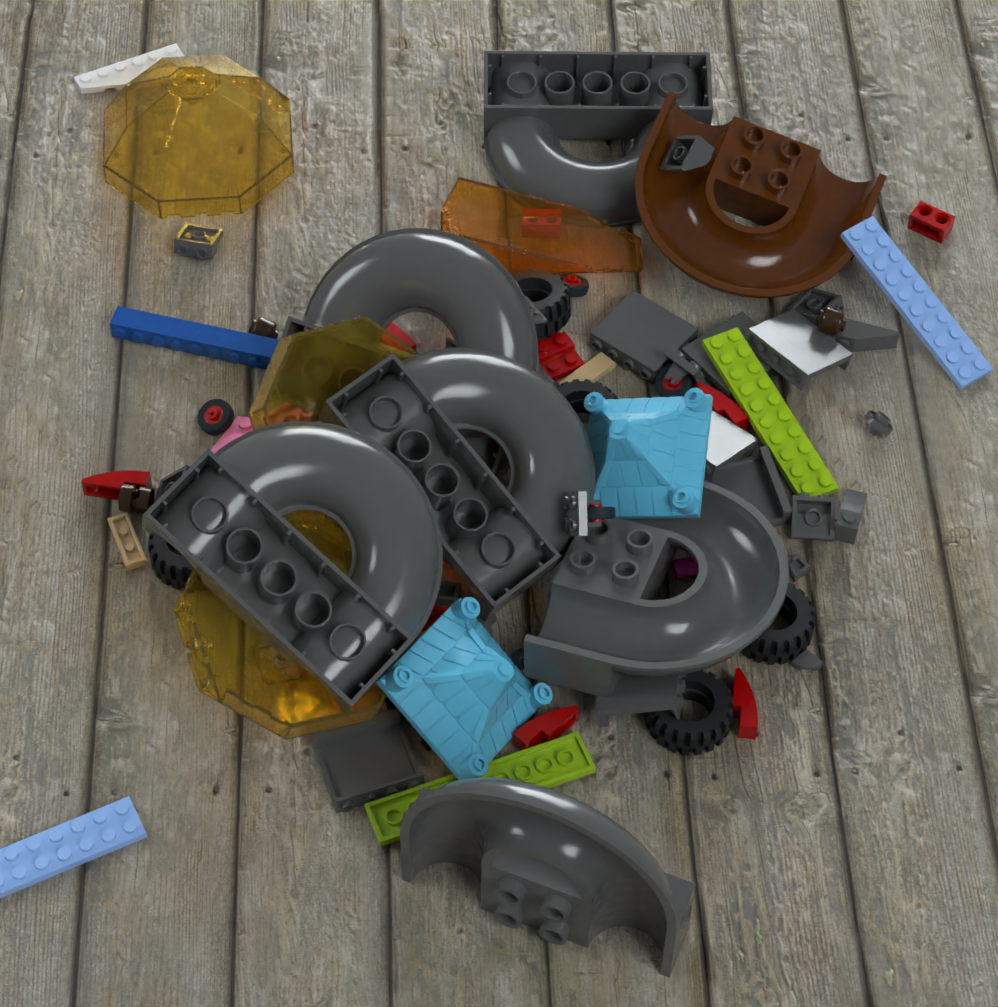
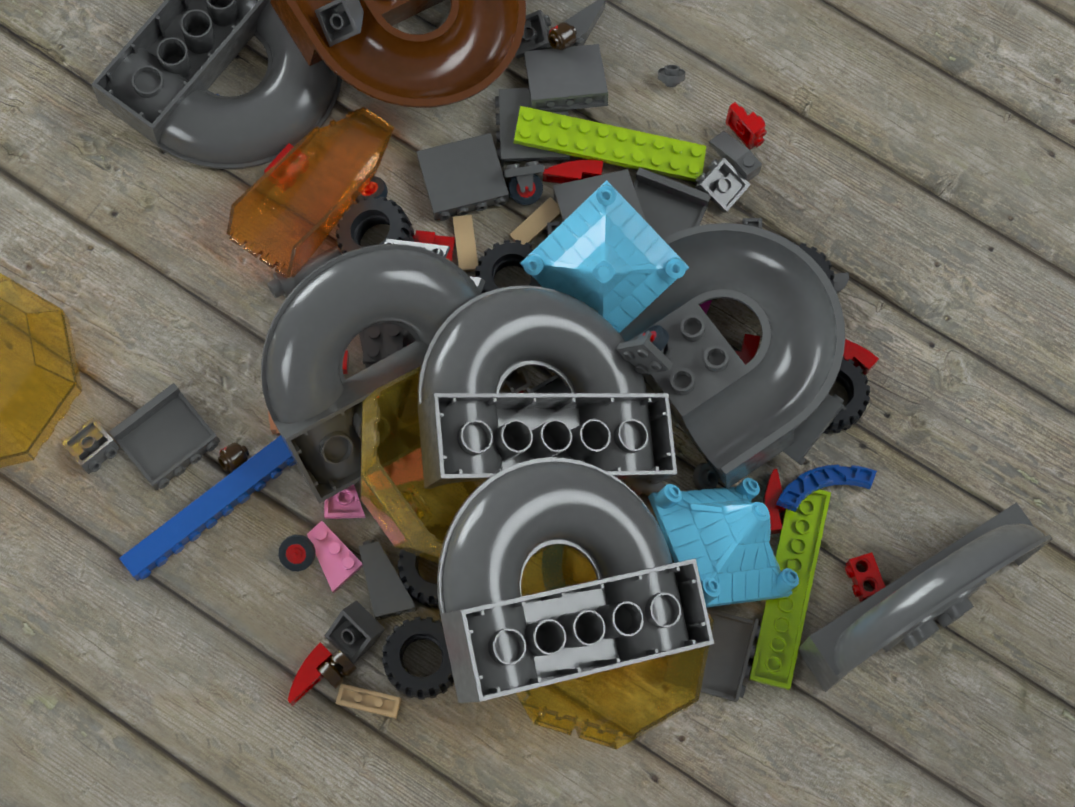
camera: 55 degrees left, 20 degrees up
(245, 280) = (165, 437): none -> dark grey panel
(602, 751) = (824, 477): none -> blue tile
(884, 501) = (748, 128): none -> red plate

